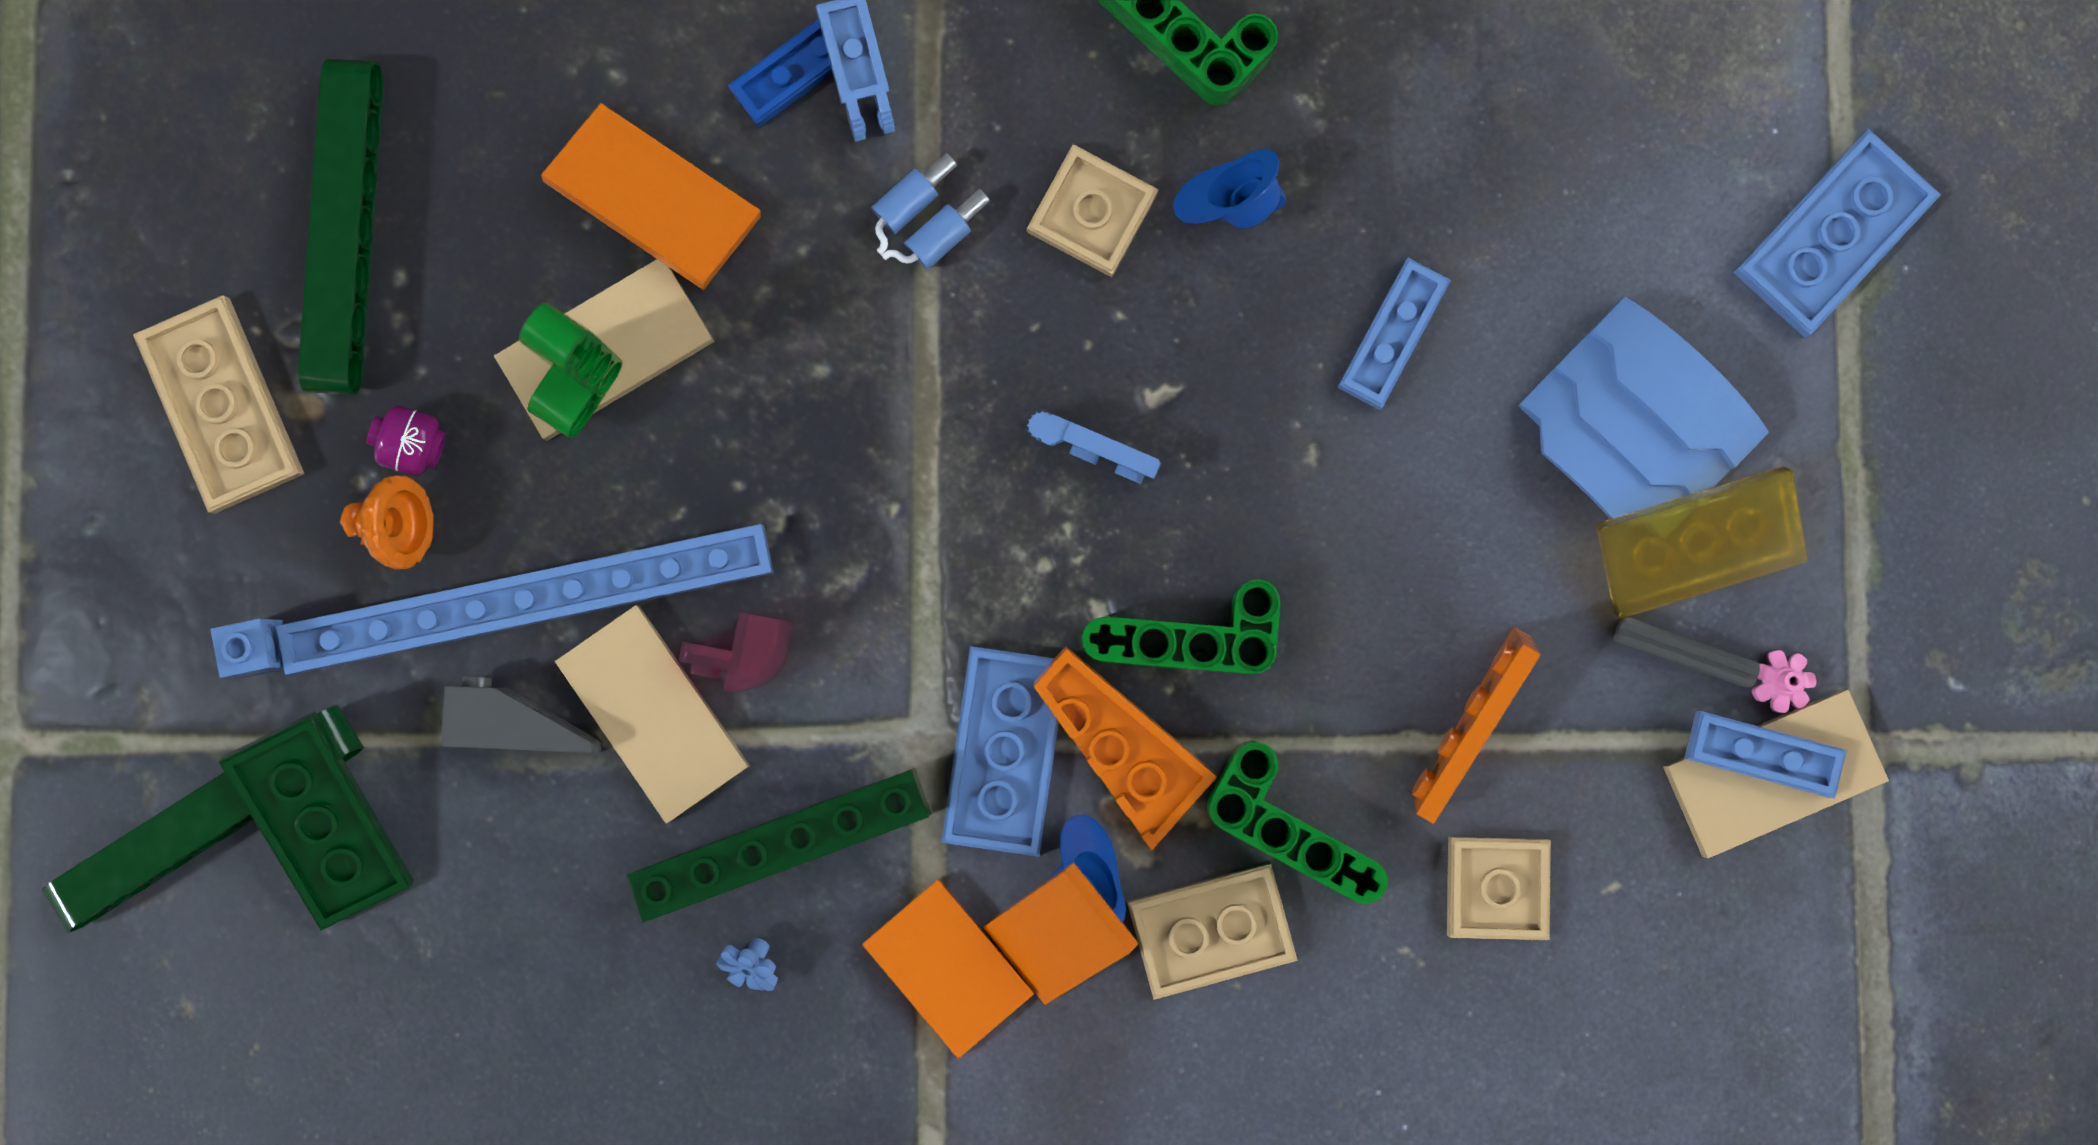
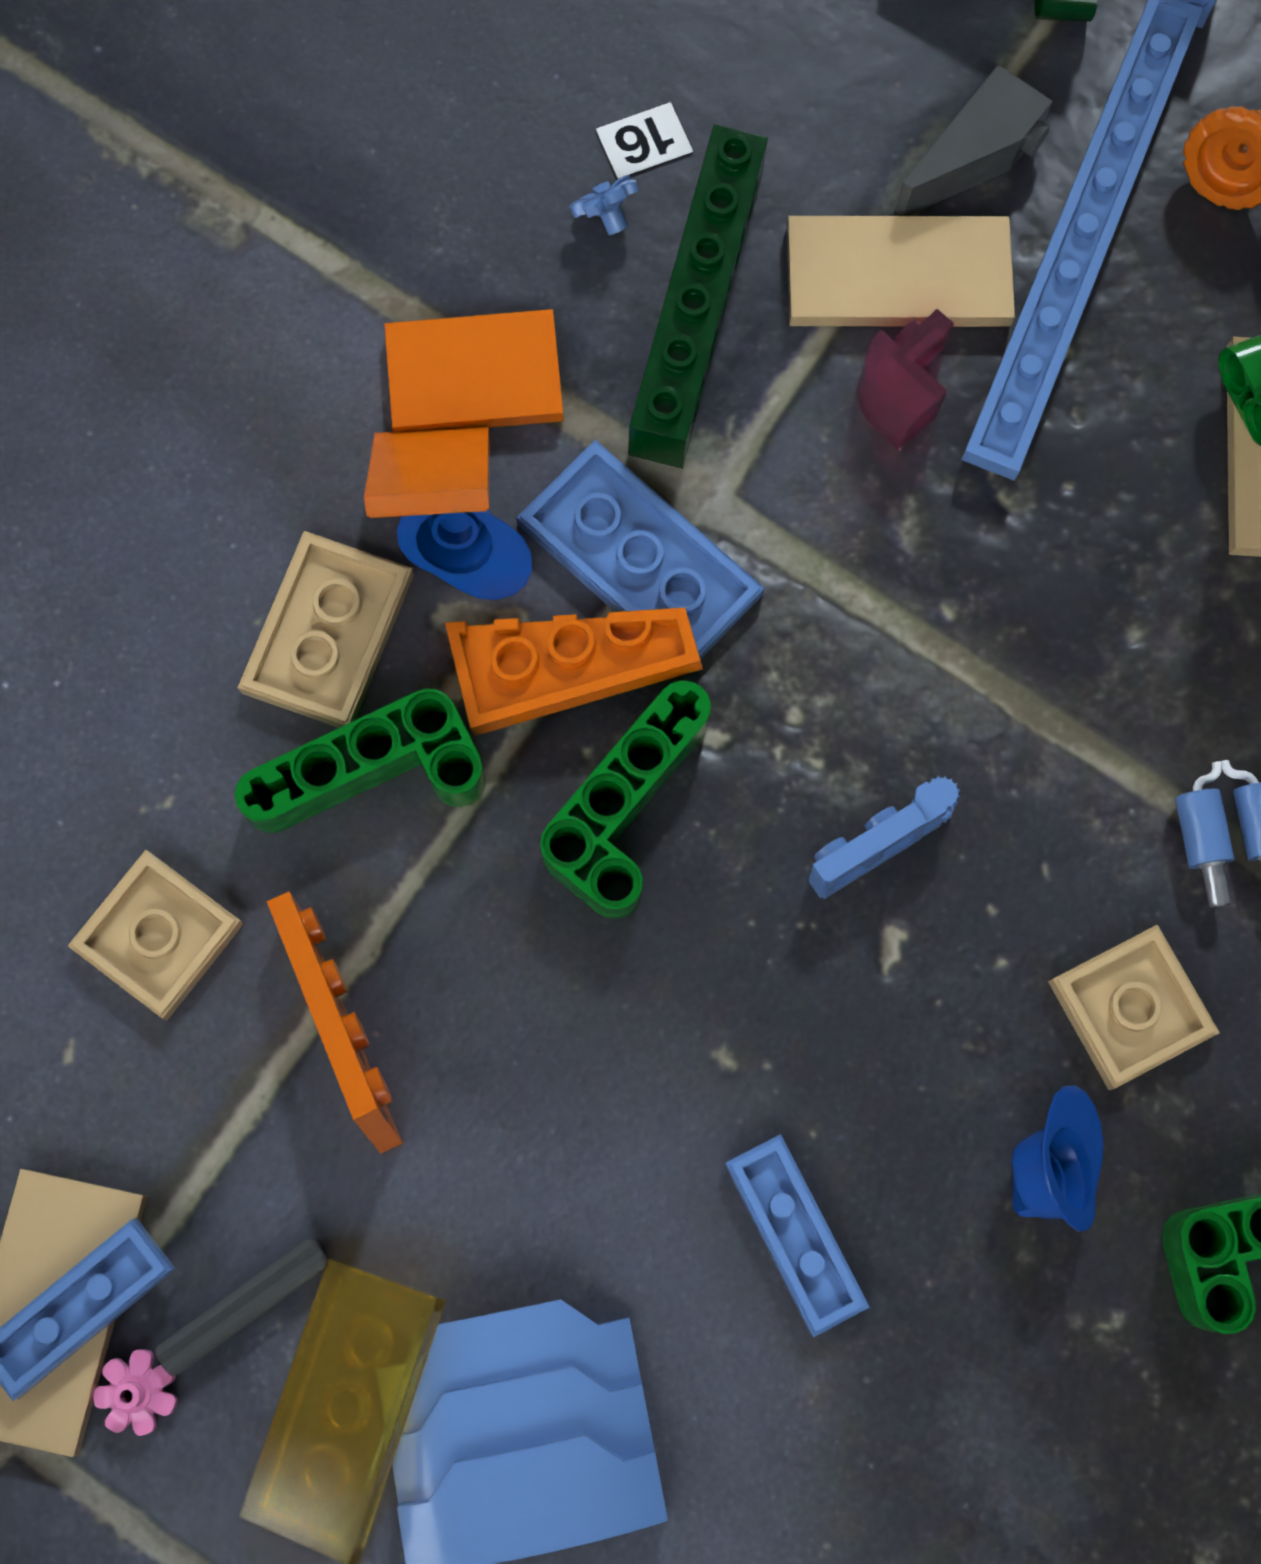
camera: 120 degrees right, 10 degrees down
(670, 977) = (644, 140): none -> white sticker

